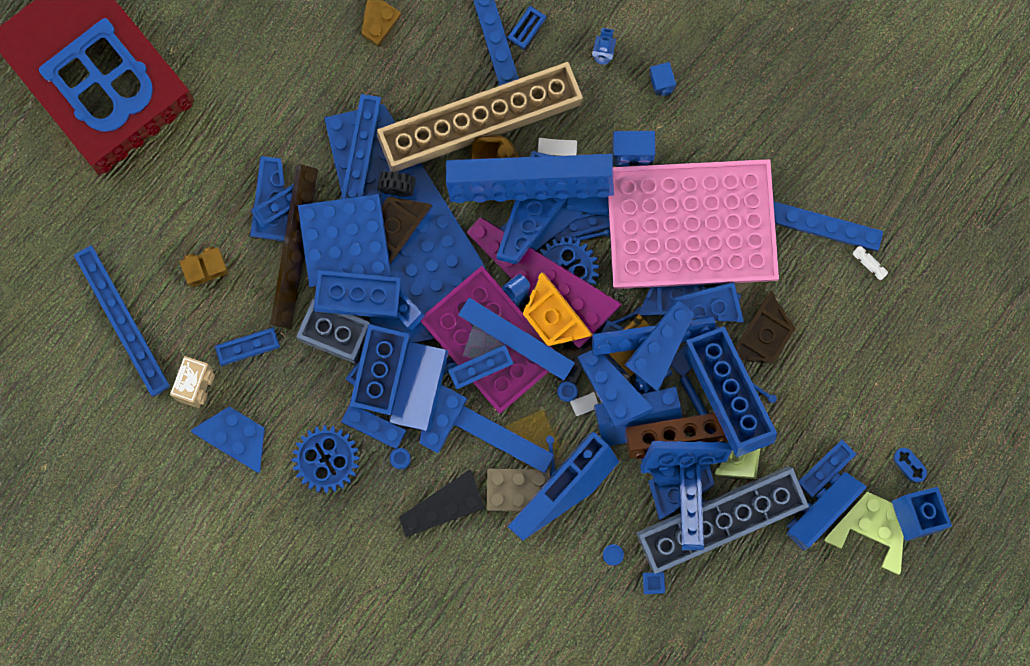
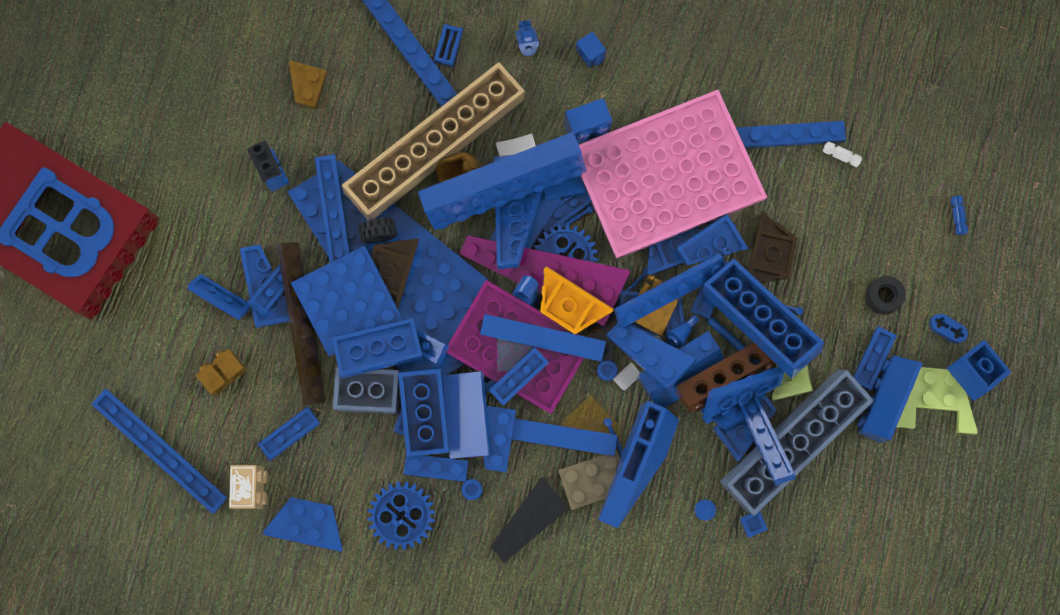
camera: 20 degrees left, 0 degrees up
(226, 195) = (219, 296): none -> blue plate
(314, 87) = (268, 166): none -> black hips
(659, 348) = (681, 300): blue wing -> none
(860, 399) = (896, 288): none -> black tyre
(962, 361) = (959, 215): none -> blue axle

